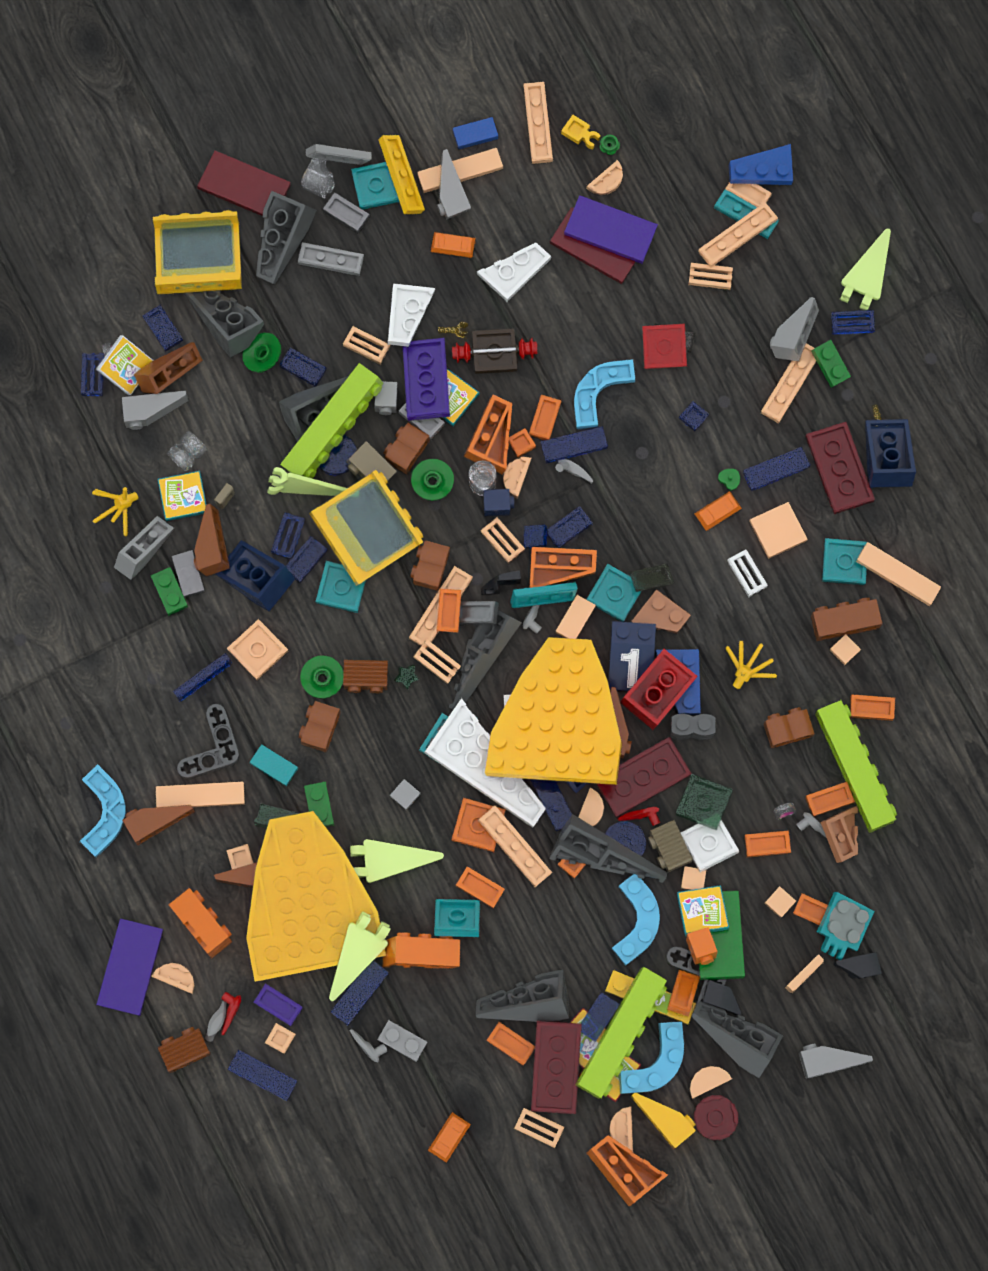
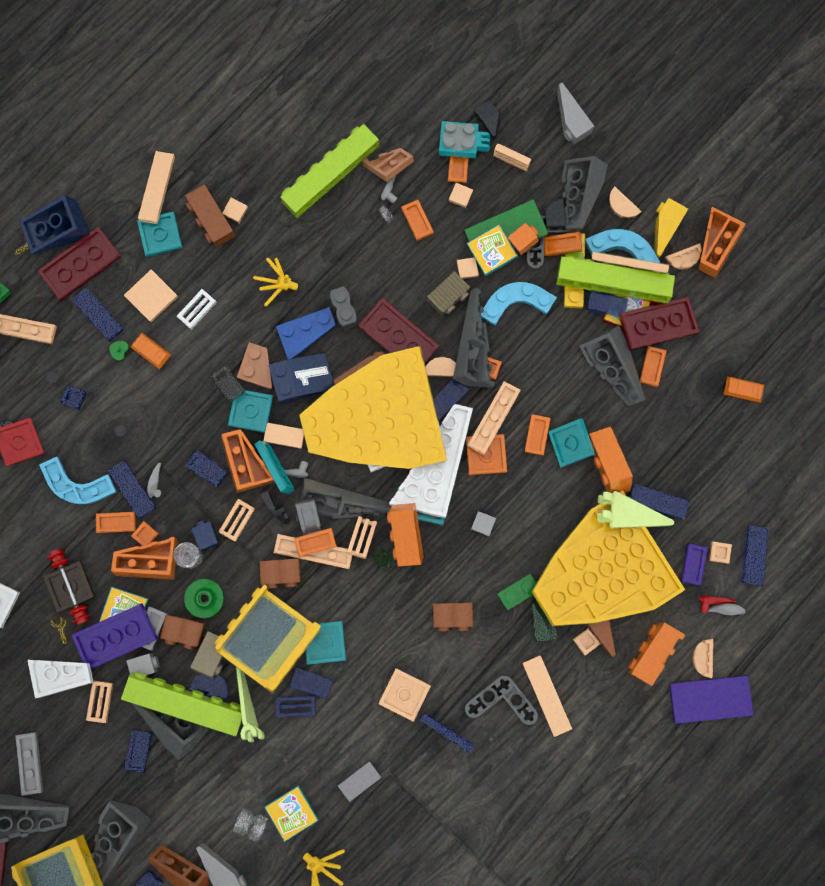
camera: 110 degrees left, 5 degrees up
(113, 811) = (586, 766): medium azure plate -> none
(142, 547) = (350, 830): light grey slope -> none
(151, 821) = (585, 728): dark orange slope -> none
(169, 591) = (380, 792): green plate -> none
(183, 1050) = (761, 627): dark orange brick -> none
(210, 544) = (329, 770): dark orange slope -> none
(224, 496) = (280, 775): dark tan tile -> none
(254, 355) = (141, 798): green dish -> none
(256, 575) = (341, 721): dark blue slope -> none
(274, 765) = (498, 642): teal tile -> none
(322, 666) = (410, 640): green dish -> none
(365, 675) = (395, 592): dark orange brick -> none
(372, 1053) = (703, 472): light grey bar -> none
(389, 859) = (542, 517): yellowish green flag -> none
(402, 1041) = (683, 453): light grey plate -> none
(421, 704) = (405, 534): none -> orange brick
(515, 475) = (176, 529): light nougat tile -> none
(522, 1120) = (708, 337): light nougat tile -> none
(535, 536) = (224, 493): clear blue tile -> none
(628, 835) = (451, 331): clear blue tile -> none
(634, 1055) = (632, 262): none -> light nougat tile
(642, 813) = (429, 326): red bar -> none
(658, 689) = (322, 345): red slope -> none
(704, 802) = (402, 279): clear green tile -> none
(709, 845) = (434, 264): white tile -> none
(716, 1117) = (648, 190): dark red tile -> none
(788, 728) = (317, 232): dark orange brick -> none
(829, 799) = (363, 183): orange tile -> none
(872, 707) = (275, 174): orange tile -> none

